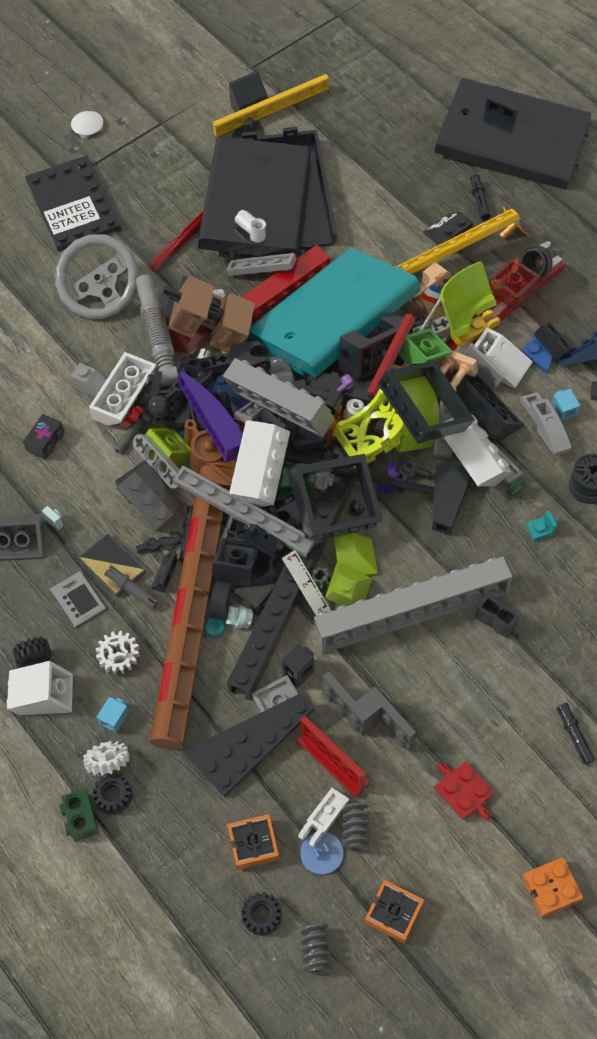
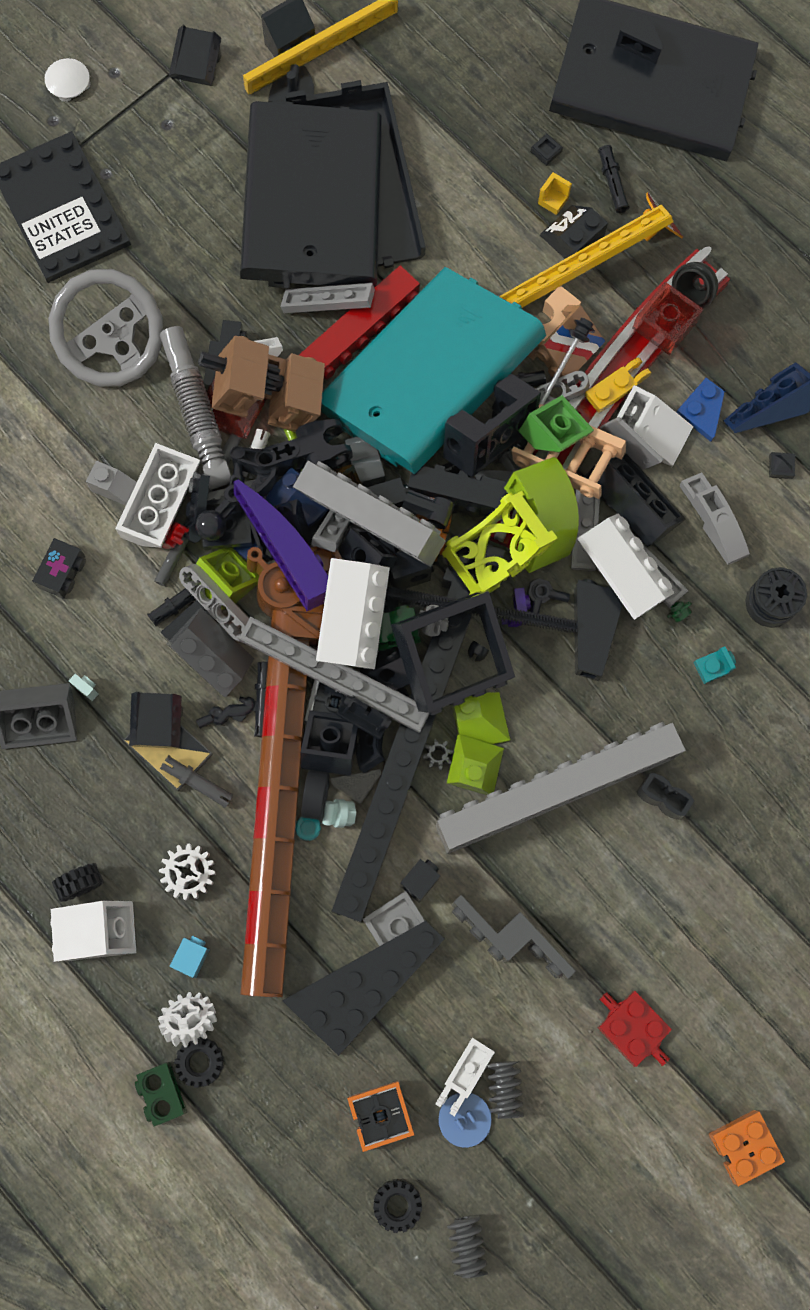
camera: 10 degrees left, 15 degrees up
(77, 599) = (128, 797): light grey container -> none
(104, 541) = (155, 720): none -> black slope
(124, 466) = (171, 607): none -> black pin
(165, 572) = (237, 754): black slope -> none
(176, 243) = (210, 263): red axle -> none
(180, 111) = (195, 56): none -> black slope
(253, 226) = (312, 246): white piece -> none
(305, 583) = (424, 770): white sticker -> none
(332, 758) = (471, 1000): red fence -> none
(347, 383) = (458, 483): medium lavender hand -> none
(353, 407) = (467, 519): white brick -> none
(392, 352) = (514, 441): red axle -> none
(394, 911) = (569, 1190): piece -> none
(409, 412) = (542, 529): black window -> none
(431, 177) = (546, 149): none -> black tile
(435, 204) = (554, 193): none -> yellow panel
(466, 296) = (605, 344): lime panel -> none
(552, 341) = (719, 397): black slope -> none
(565, 404) = (738, 489): medium azure brick -> none
(578, 739) = (769, 950): black pin -> none

